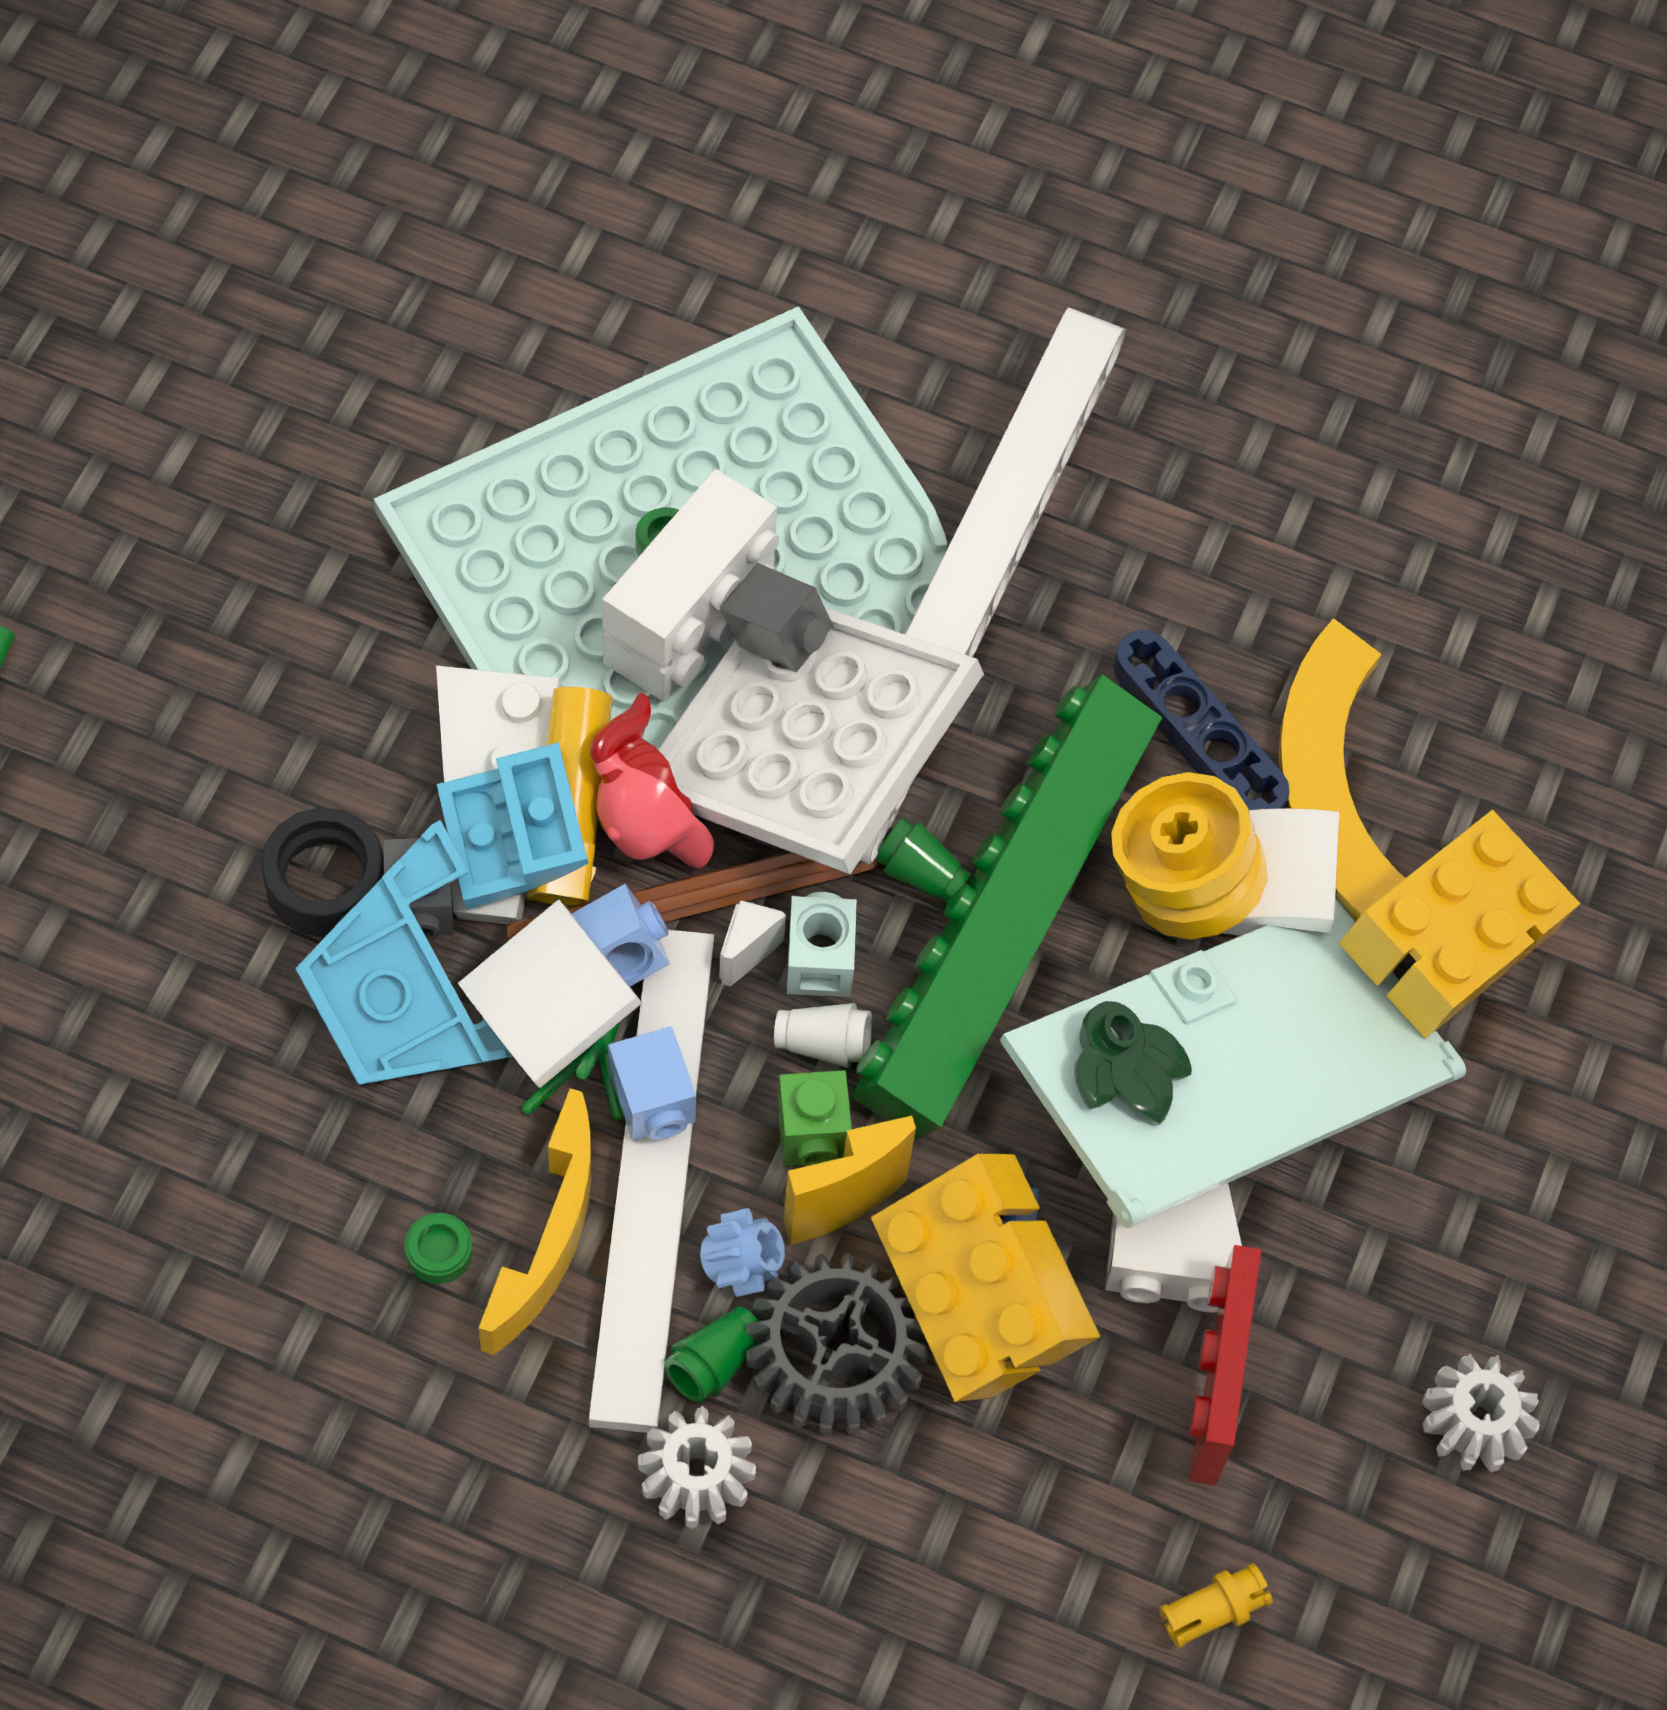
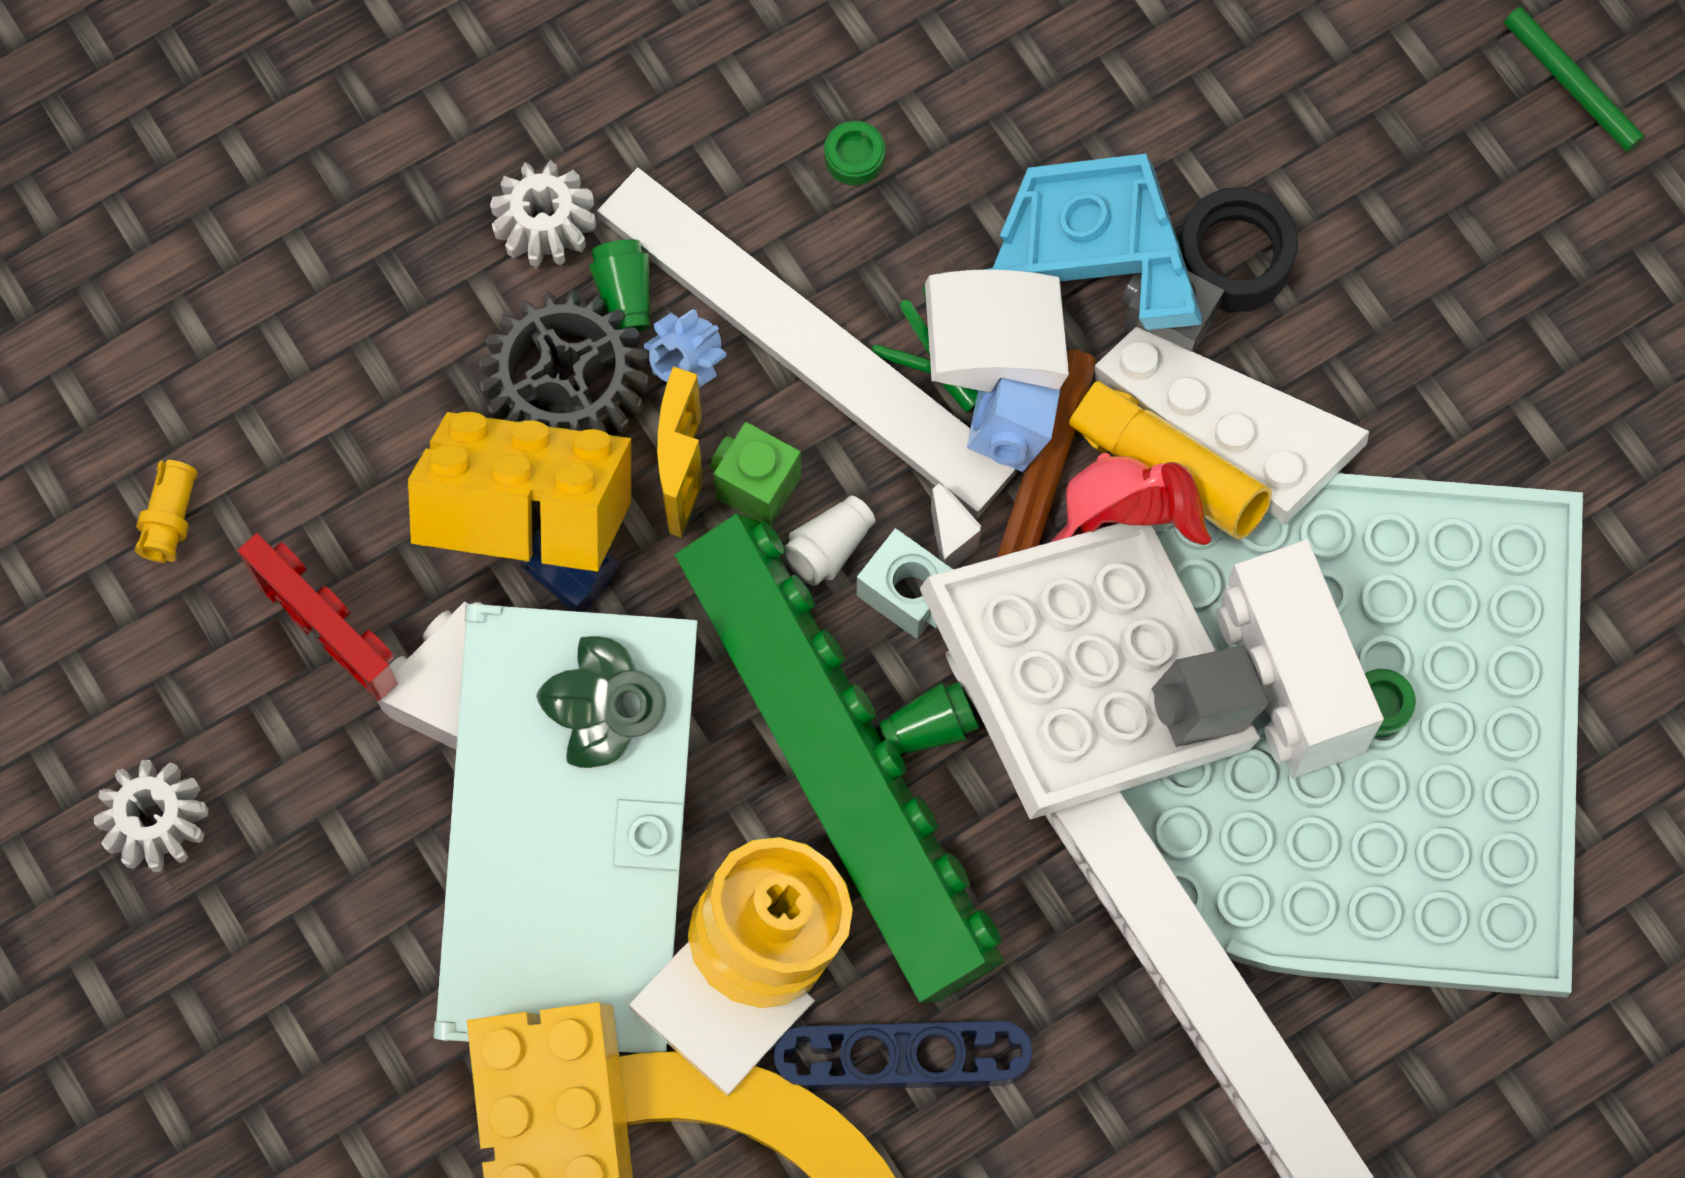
camera: 130 degrees right, 10 degrees up
(513, 825) = (1166, 385): medium azure slope -> none
(520, 1296) = (856, 284): yellow slope -> none
(652, 1084) = (864, 361): light blue brick -> none

